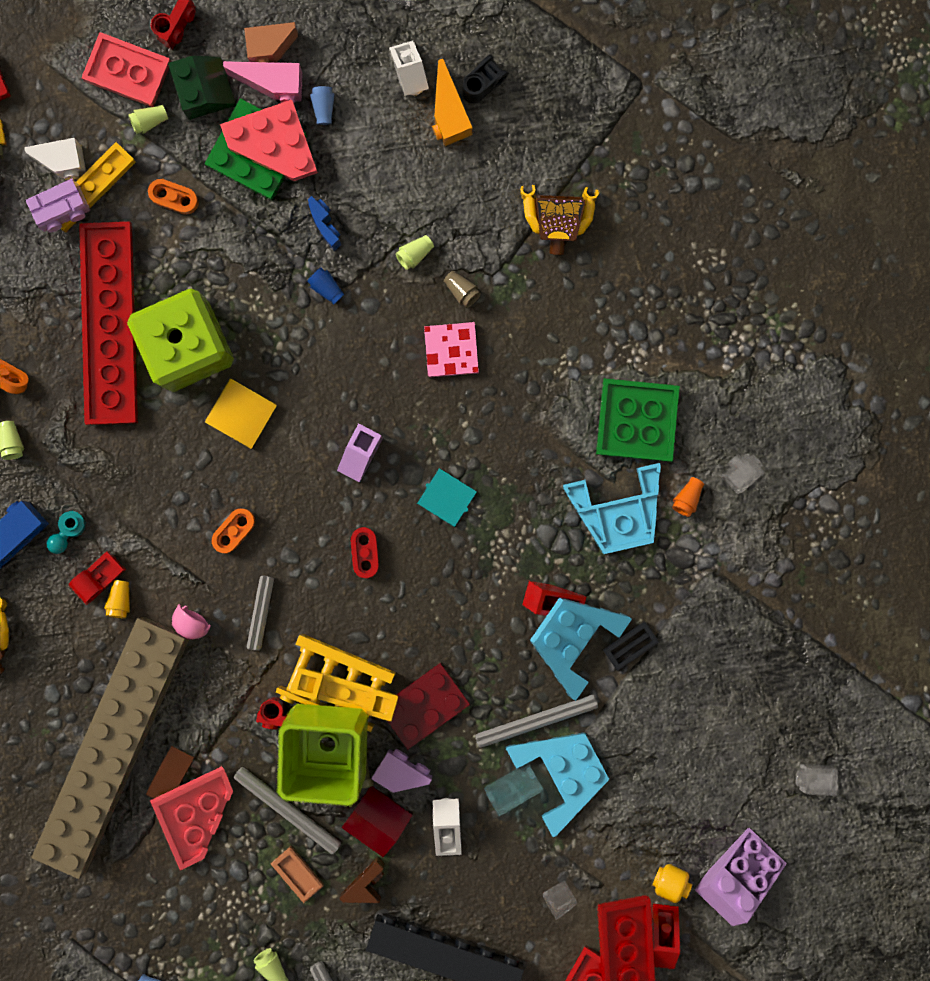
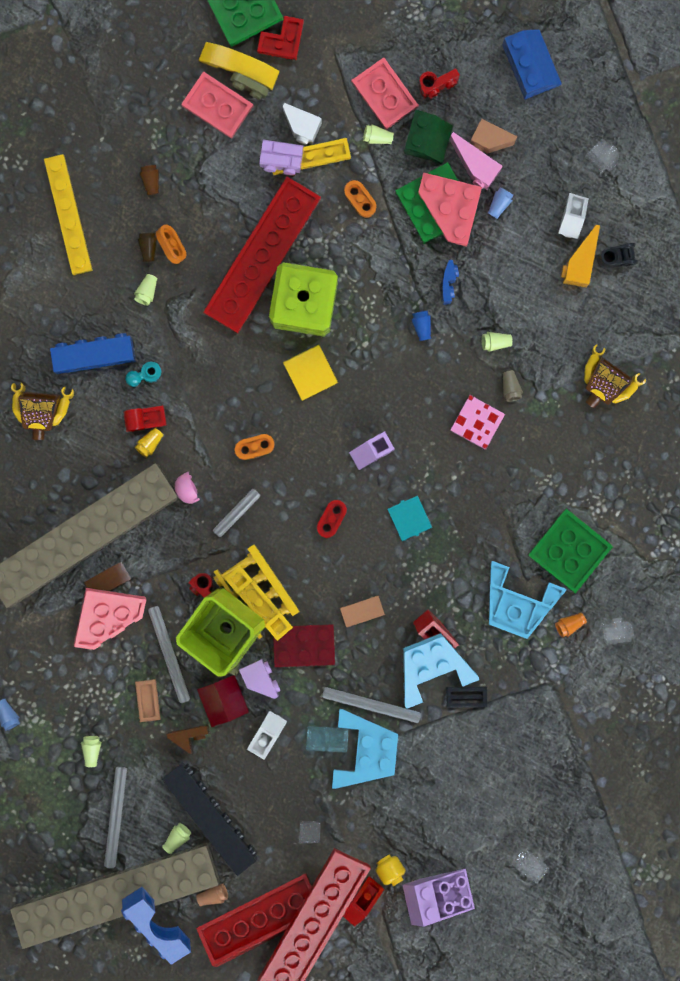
camera: 30 degrees right, 0 degrees up
(461, 628) = (362, 611): none -> nougat tile

